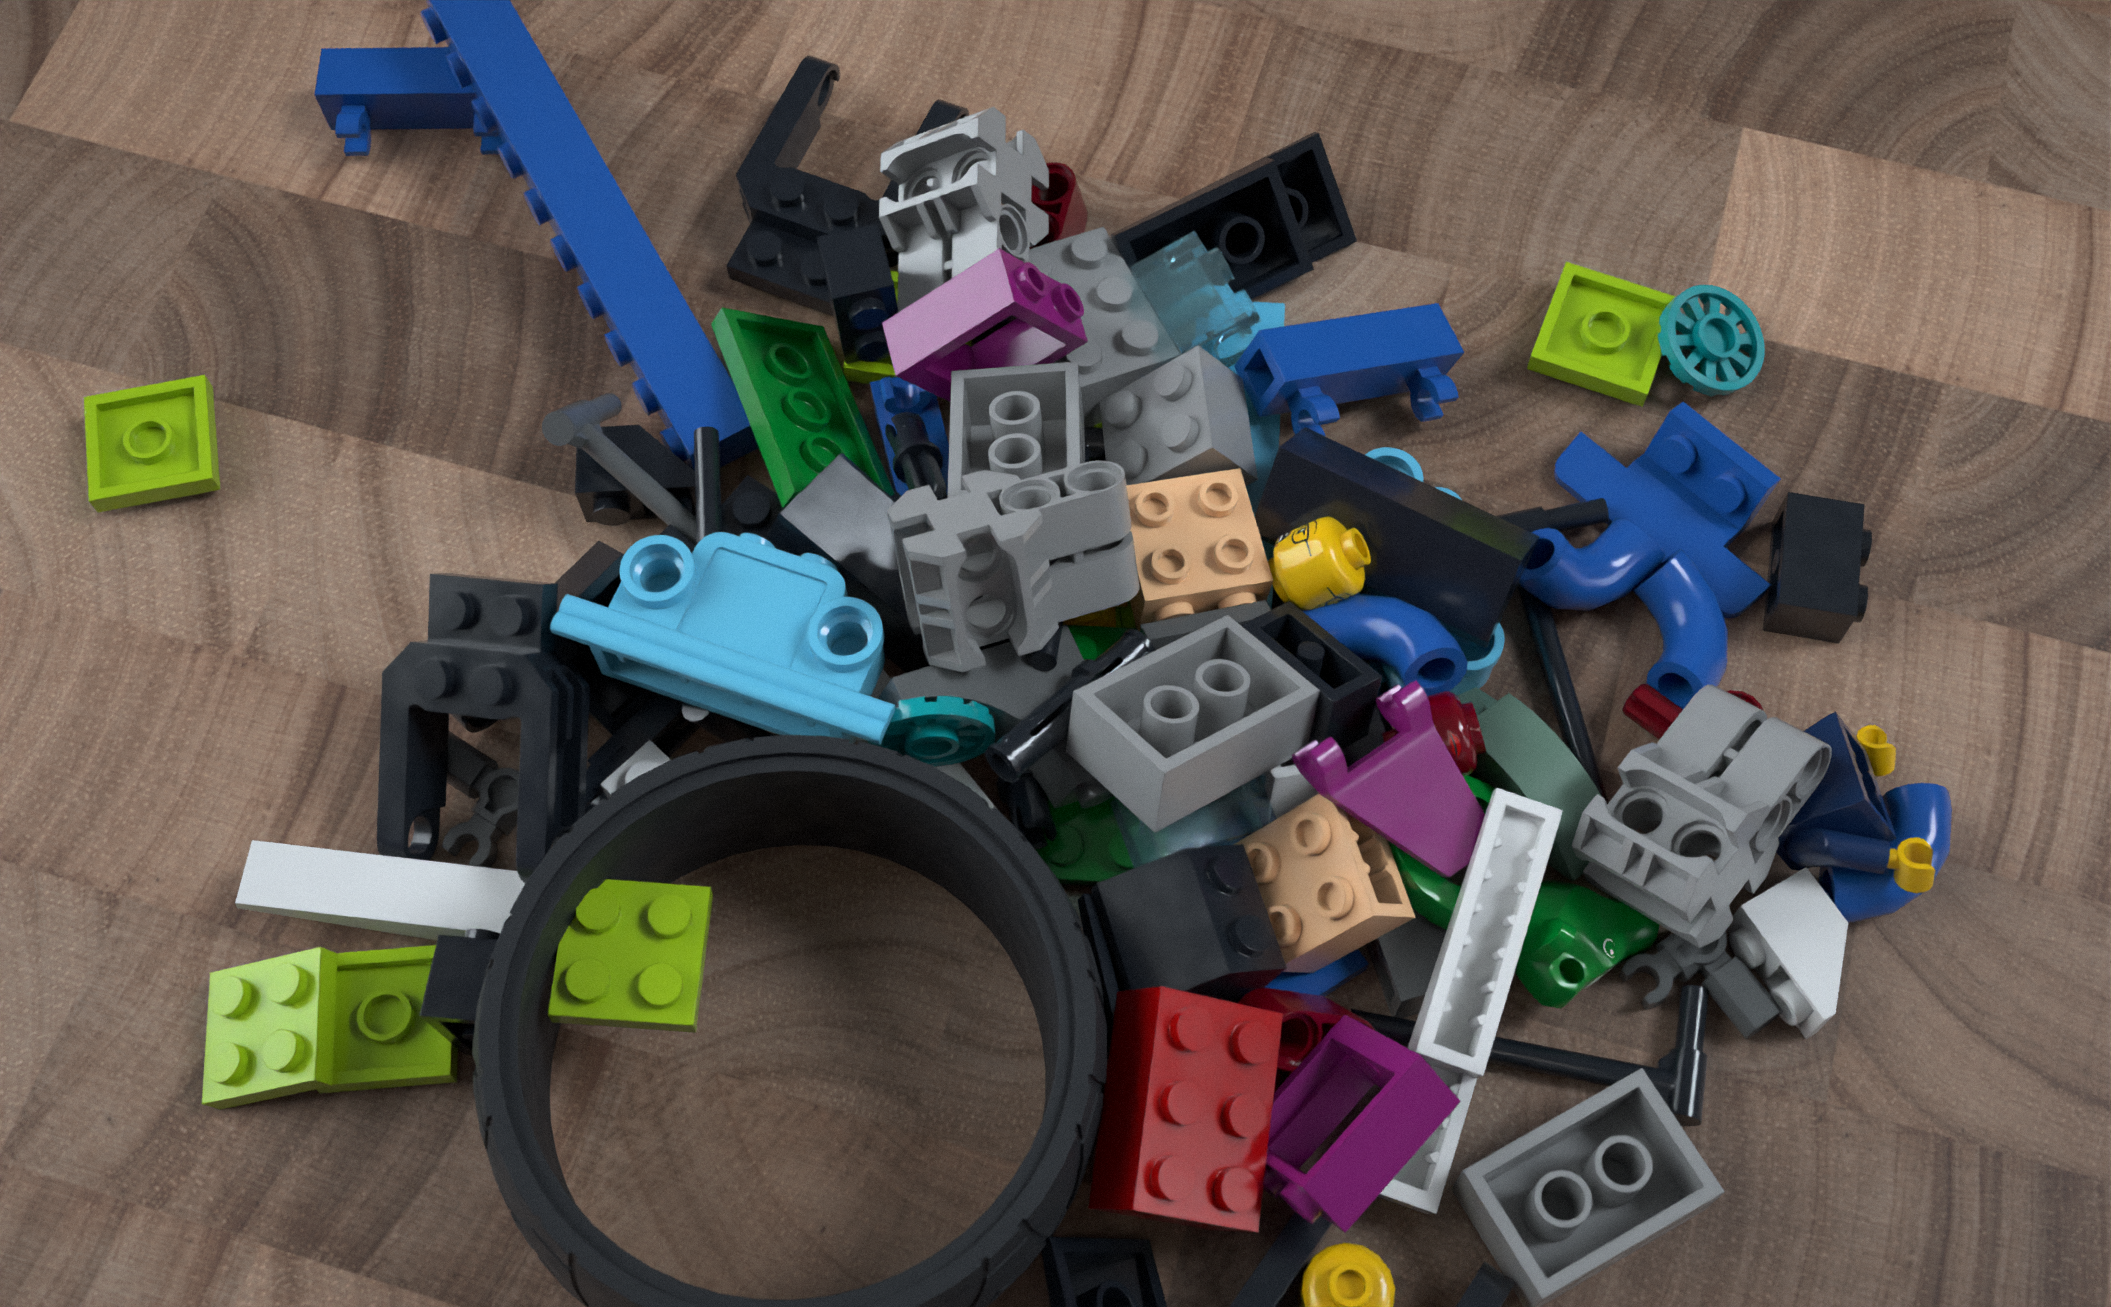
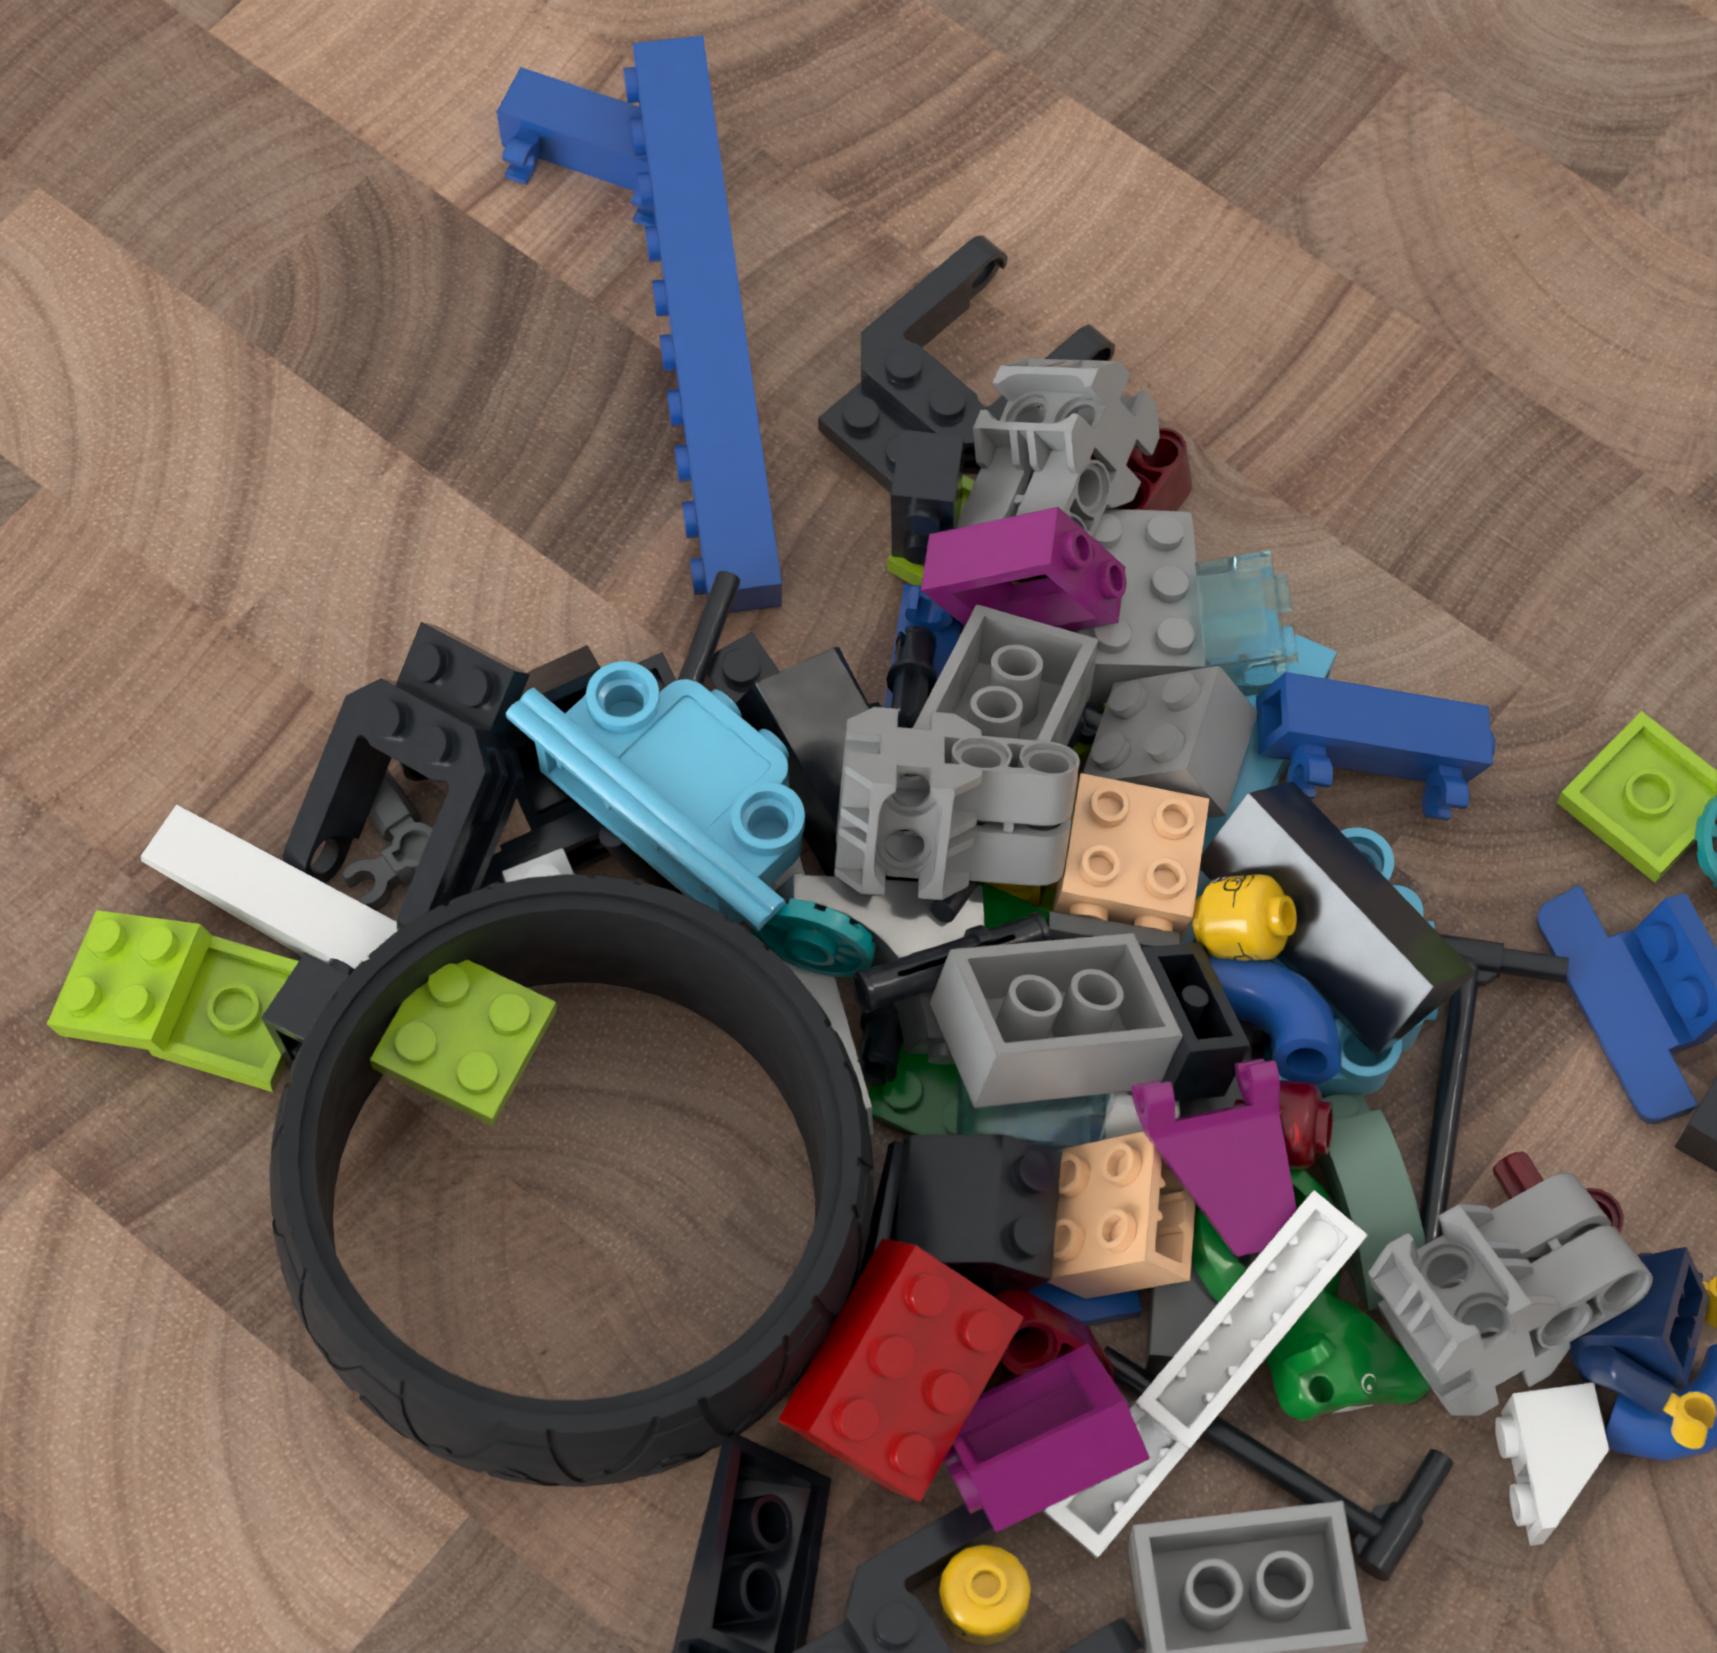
camera: 20 degrees right, 0 degrees up
(151, 443) = (223, 398): lime plate -> none
(580, 427) = (613, 530): dark grey bar -> none
(612, 504) = (644, 591): black slope -> none
(794, 399) = (828, 577): green plate -> none
(1262, 218) = (1346, 560): black slope -> none
(1590, 574) = (1520, 1027): blue cylinder -> none
(1689, 626) = (1596, 1116): blue cylinder -> none
(1727, 979) = (1474, 1460): dark grey bar -> none

